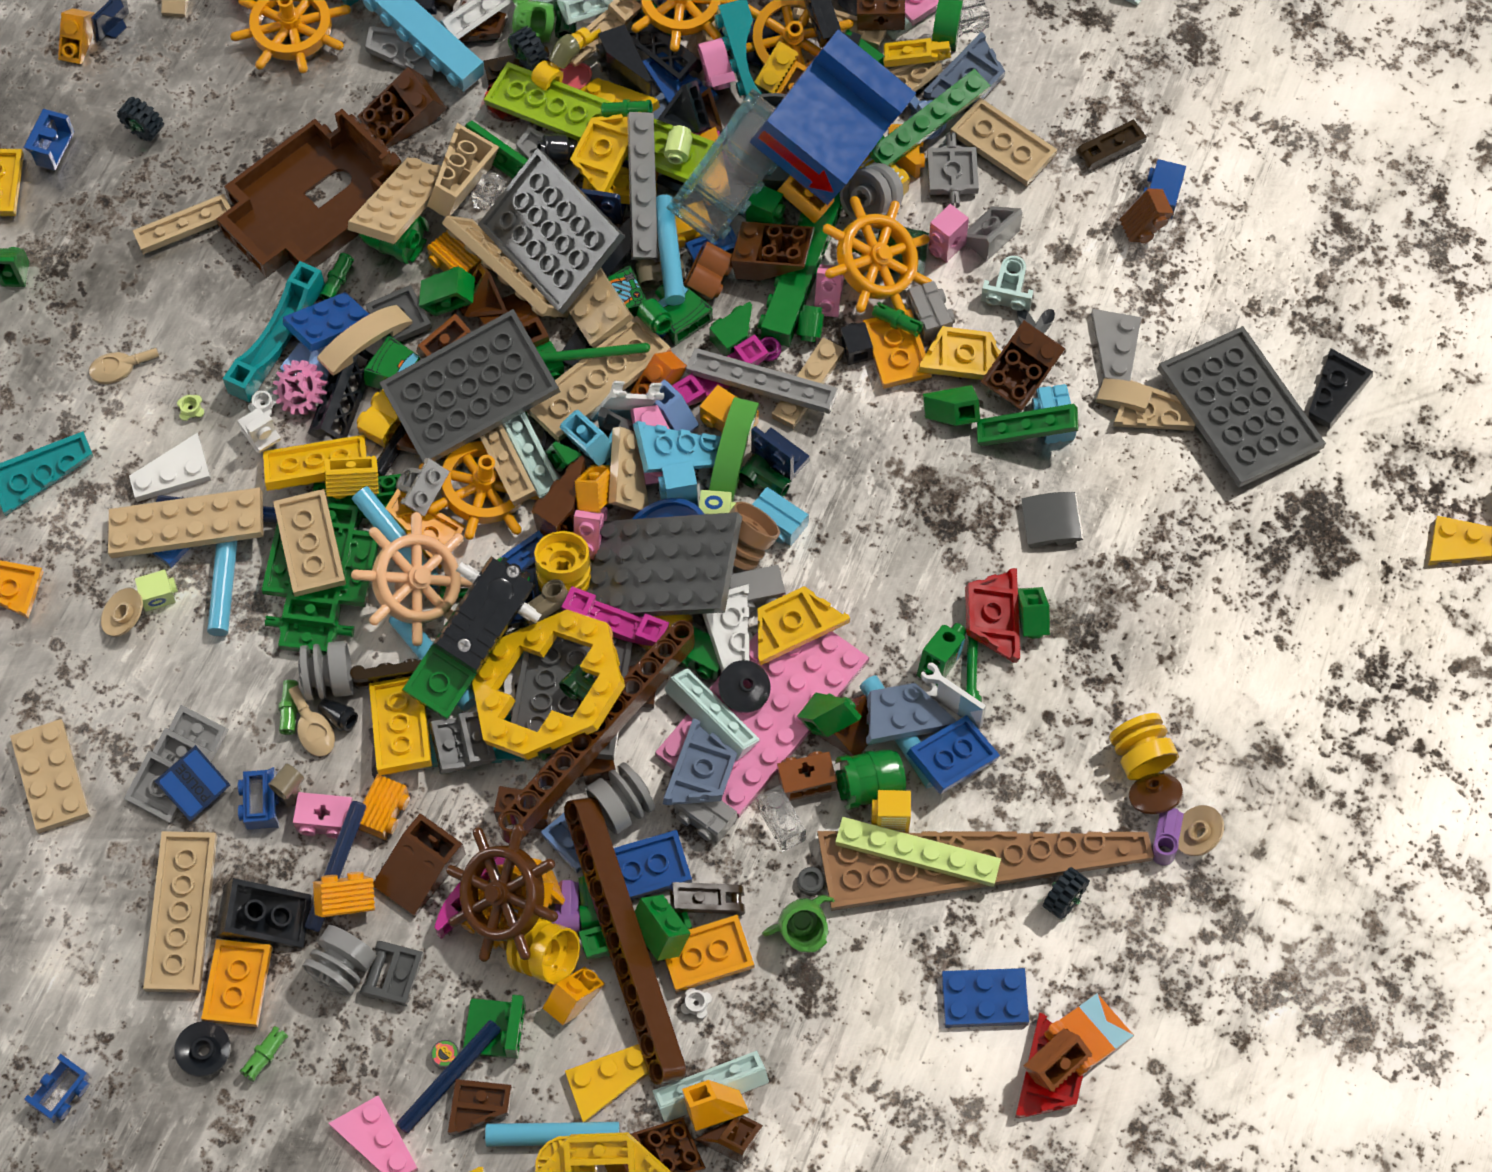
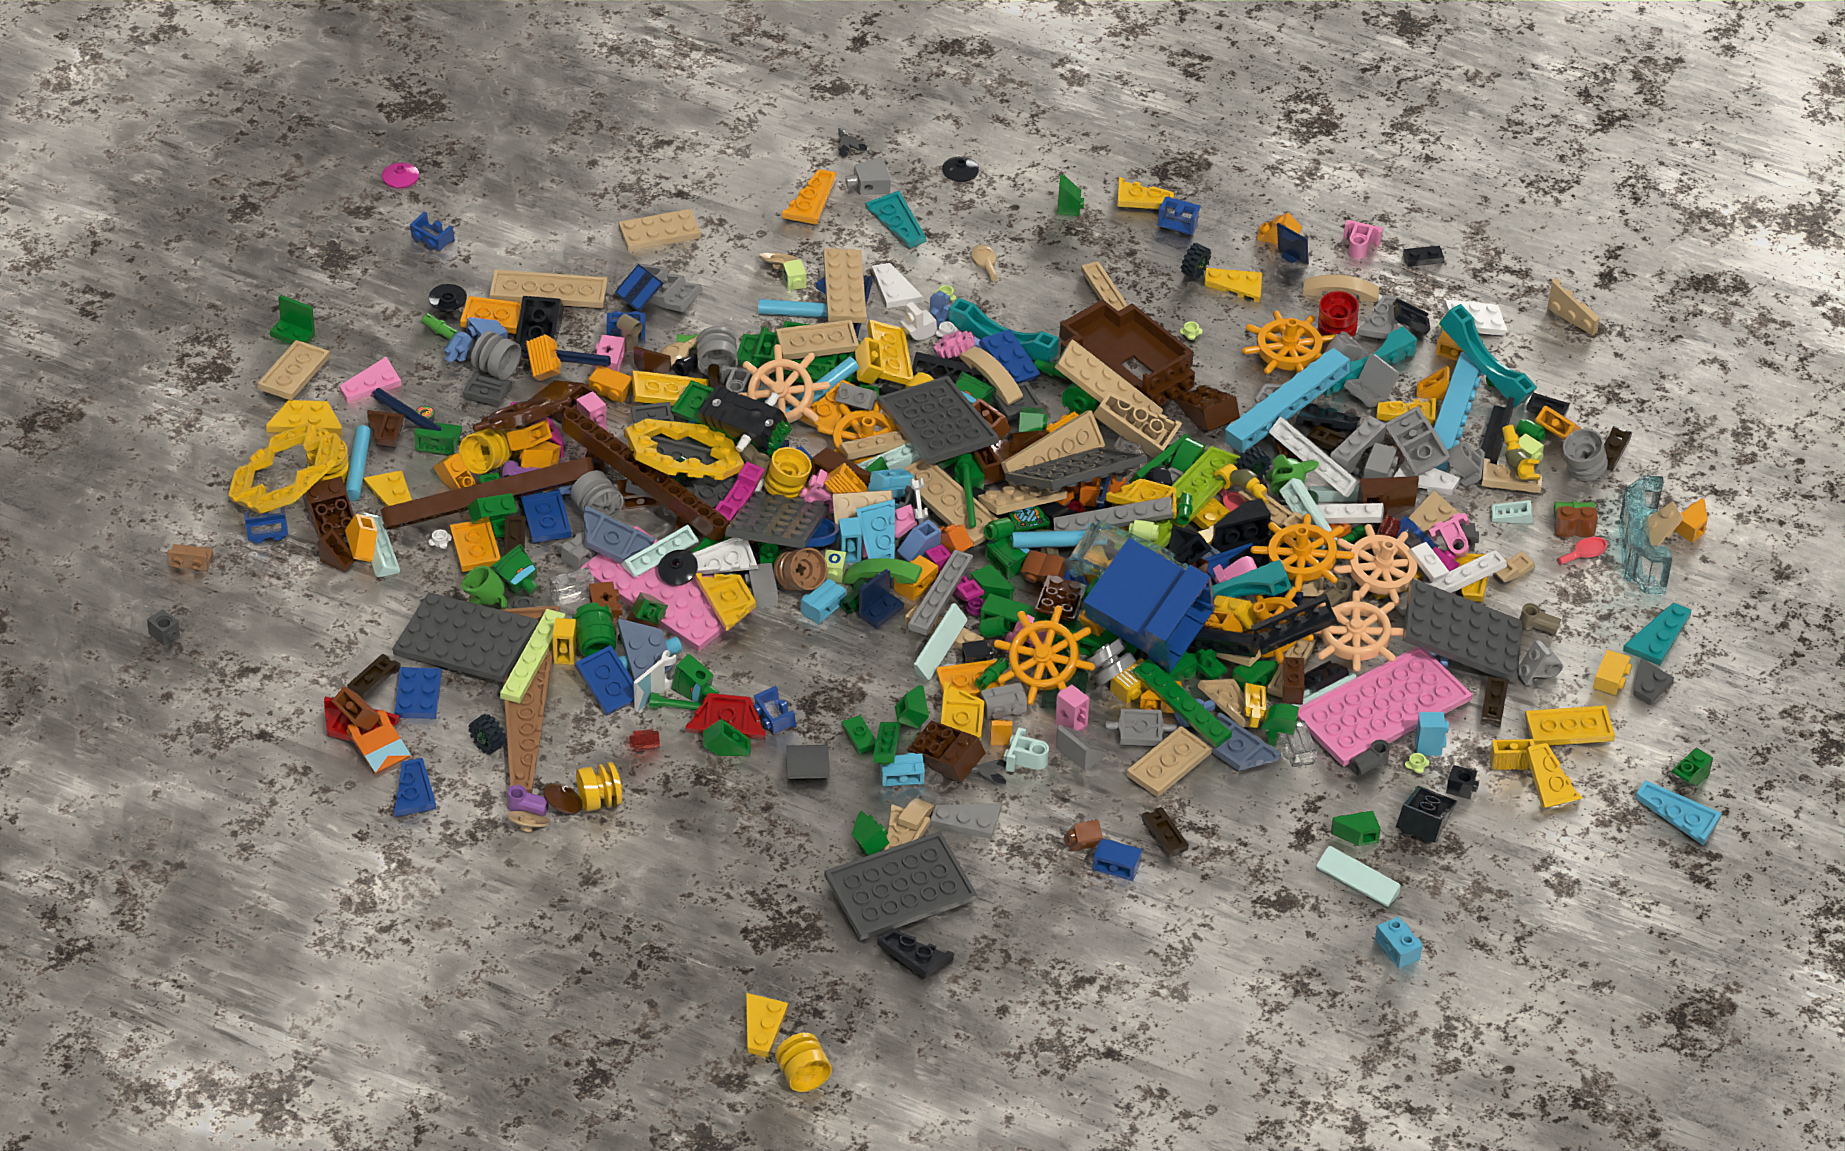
camera: 90 degrees right, 20 degrees down
(166, 81) = (1241, 282): none -> yellow wing
(230, 406) = (940, 307): none -> medium blue rock
(257, 125) = (1191, 330): none -> yellowish green plate
(280, 983) = (478, 326): none -> medium blue slope
(313, 1021) = (458, 347): none -> medium blue rock
(337, 762) = (651, 361): none -> reddish brown slope
(374, 645) = (735, 379): none -> light grey pin
(460, 817) = (593, 408): none -> bright pink brick
(501, 122) = (1188, 454): none -> green brick
(762, 890) = (517, 571): none -> green torso
(844, 381) = (940, 642): none -> light aqua slope
(886, 944) = (465, 637): none -> dark grey plate
(966, 1058) = (373, 675): none -> dark brown plate
(974, 312) = (1000, 732): none -> light orange slope
(977, 560) = (773, 710): none -> blue window
(996, 466) = (859, 734): none -> green plate
(1043, 706) = (644, 740): none -> clear red brick
(1161, 979) = (414, 789): none -> blue wing
(1171, 442) = (868, 834): none -> green slope

